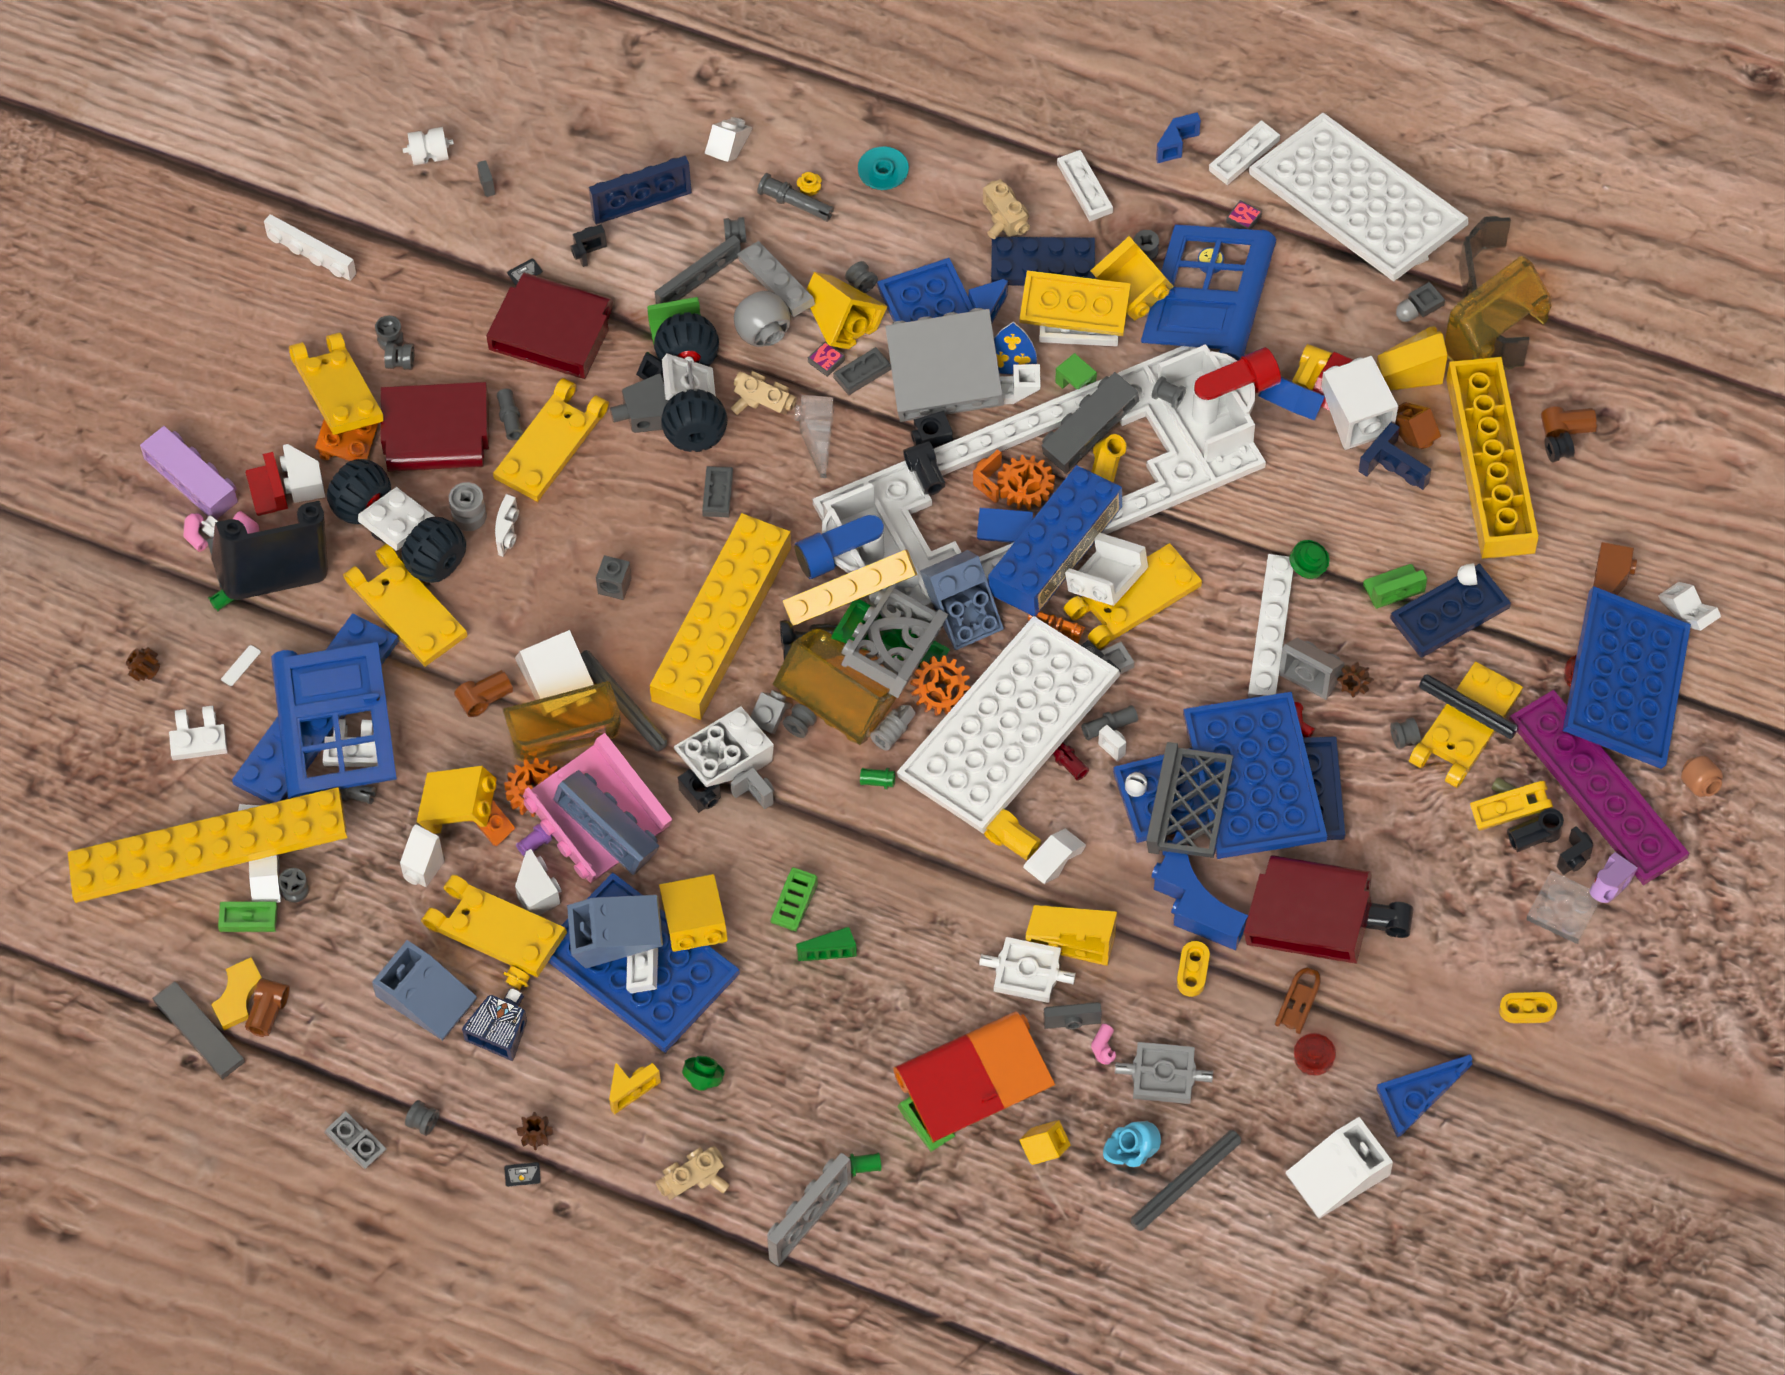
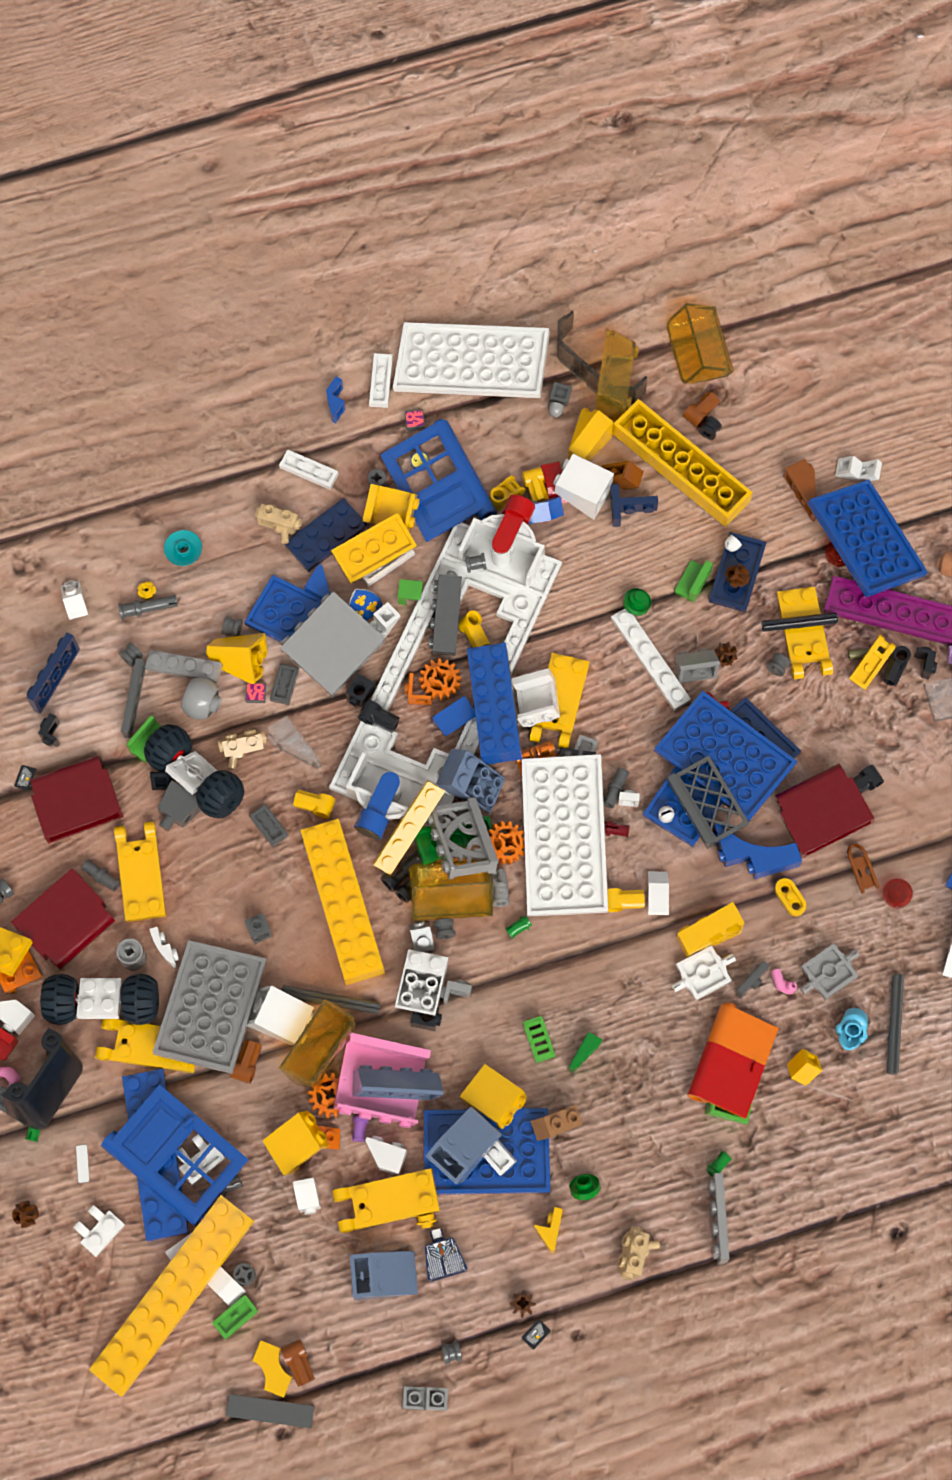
camera: 40 degrees left, 10 degrees up
(496, 611) = (210, 1007): none -> light grey plate
(731, 985) = (556, 1123): none -> medium nougat brick
(786, 509) = (320, 804): none -> yellow piece
(1276, 346) = (504, 490): none -> yellow piece
(1440, 608) = (737, 575): none -> reddish brown gear
(1629, 354) = (698, 344): none -> clear yellow windscreen

